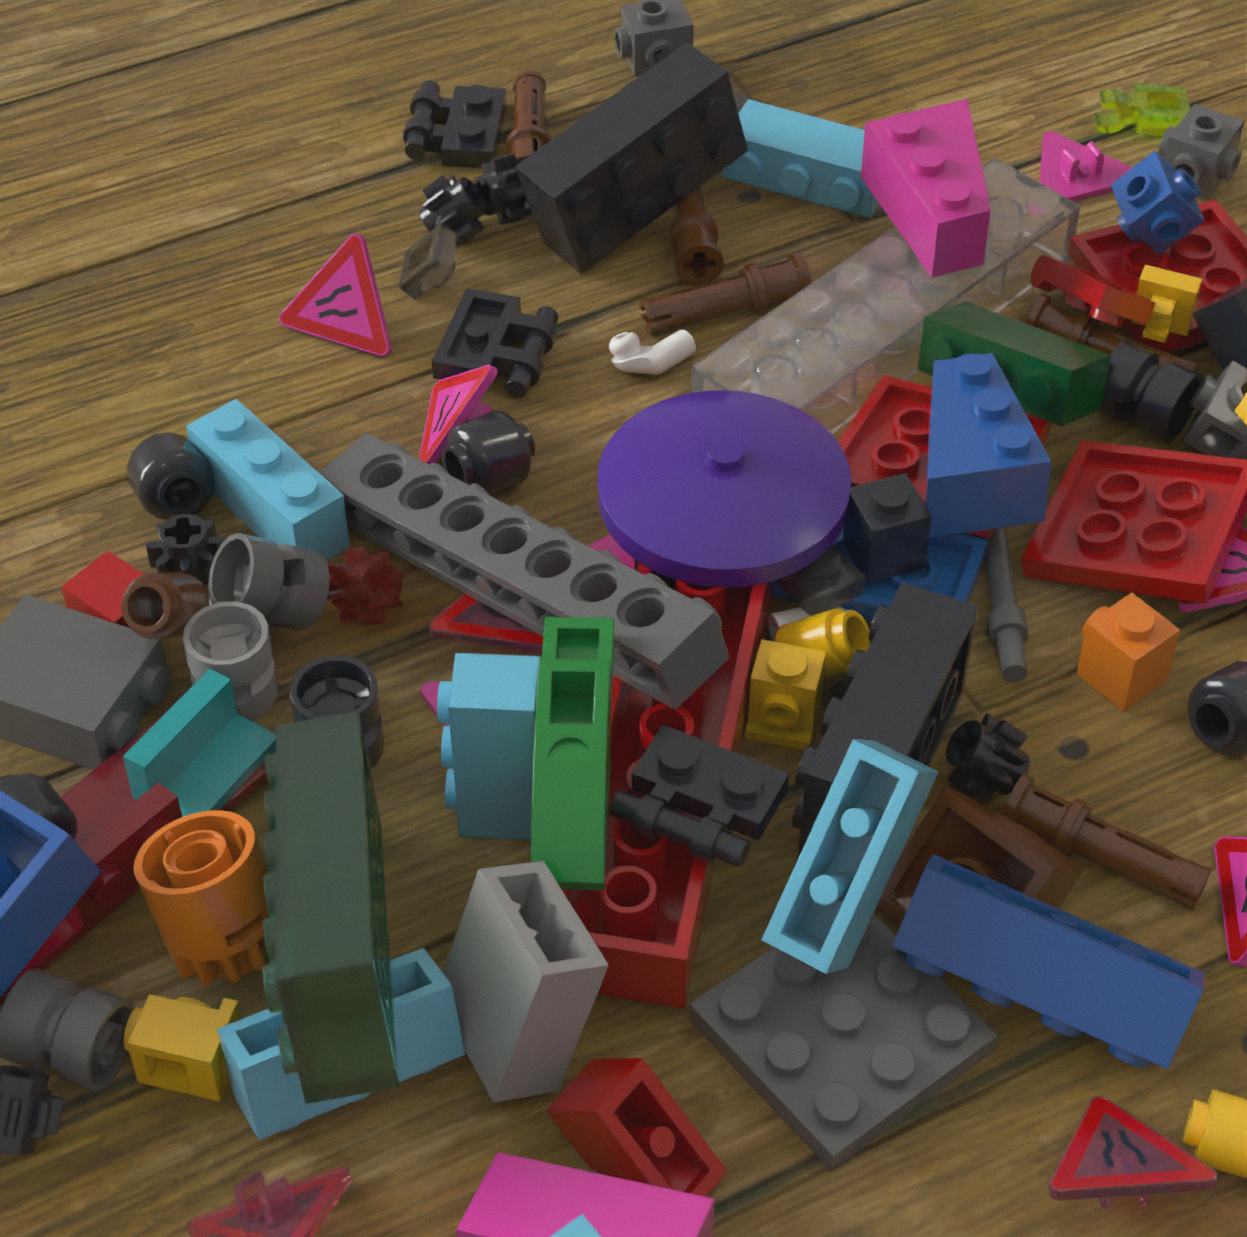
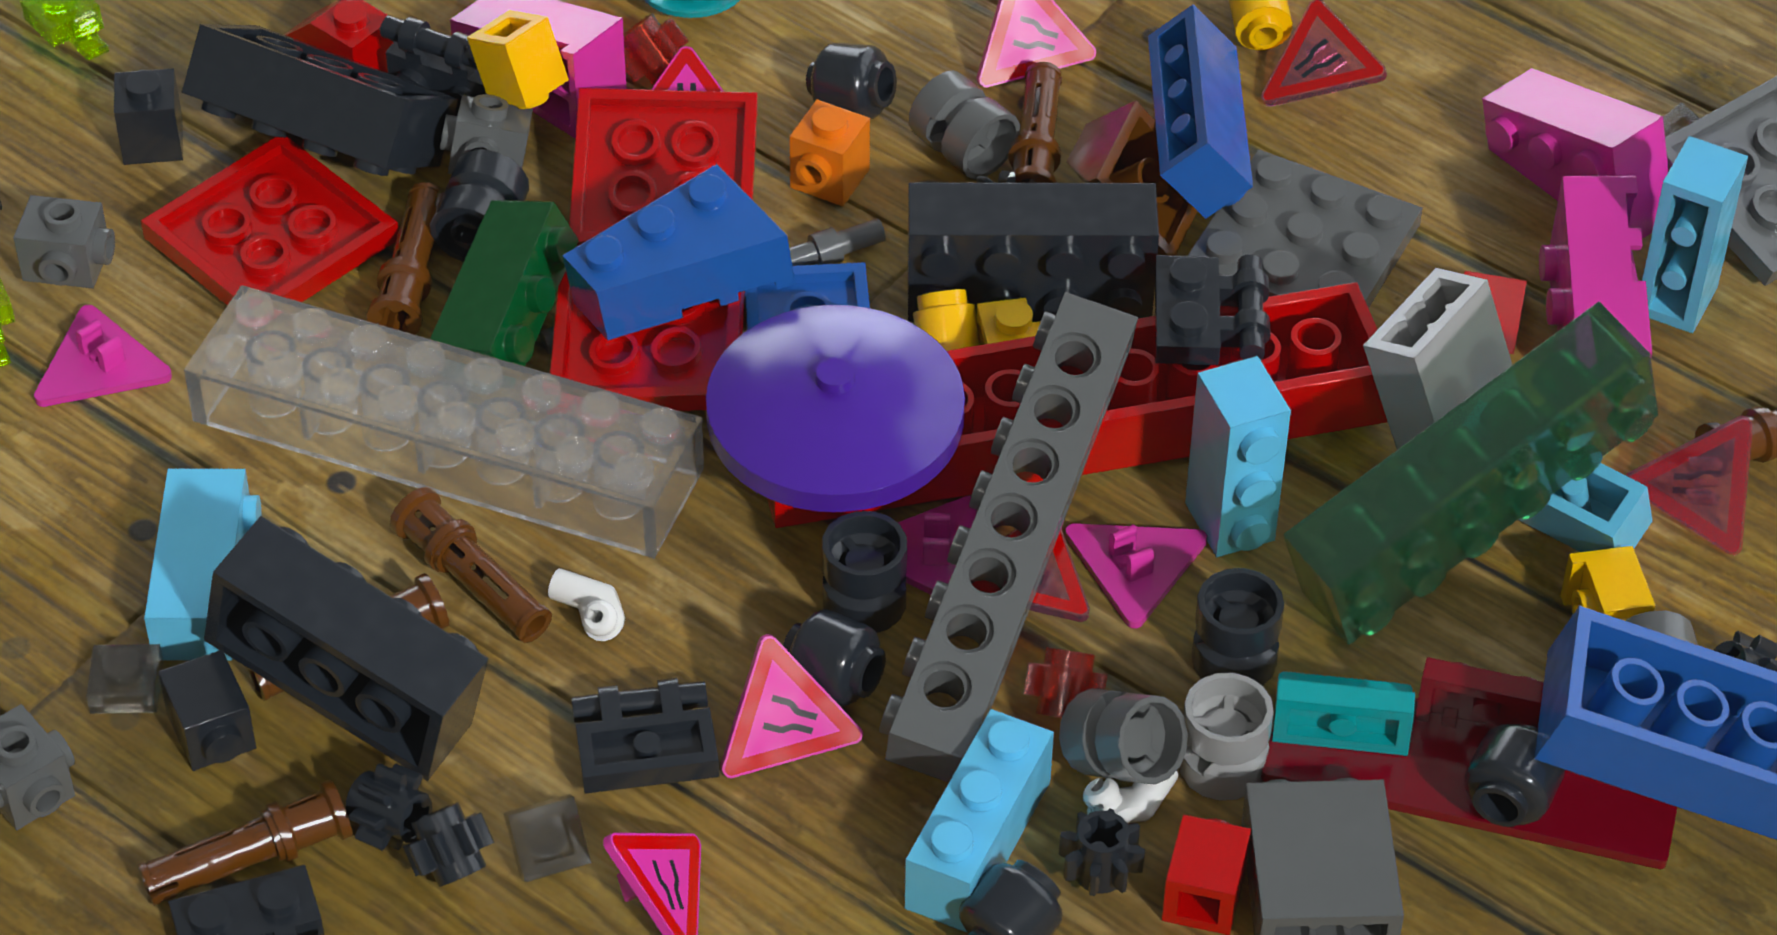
camera: 115 degrees left, 0 degrees up
(162, 604) = (1225, 770): reddish brown brick -> none
(207, 894) = (1494, 601): orange gear -> none
(564, 487) = (865, 569): none -> black wheel
(573, 750) = (1295, 349): green slope -> none
(849, 855) = (1224, 183): medium azure brick -> none
(887, 528) = (799, 284): black brick -> none
(931, 184) = (315, 355): dark pink wedge -> none
(1091, 292) = (368, 254): red plate -> none
(1139, 768) = (963, 124): none -> dark grey wheel
(1157, 203) = (200, 229): blue brick -> none
(1174, 299) = (372, 197): yellow tile -> none

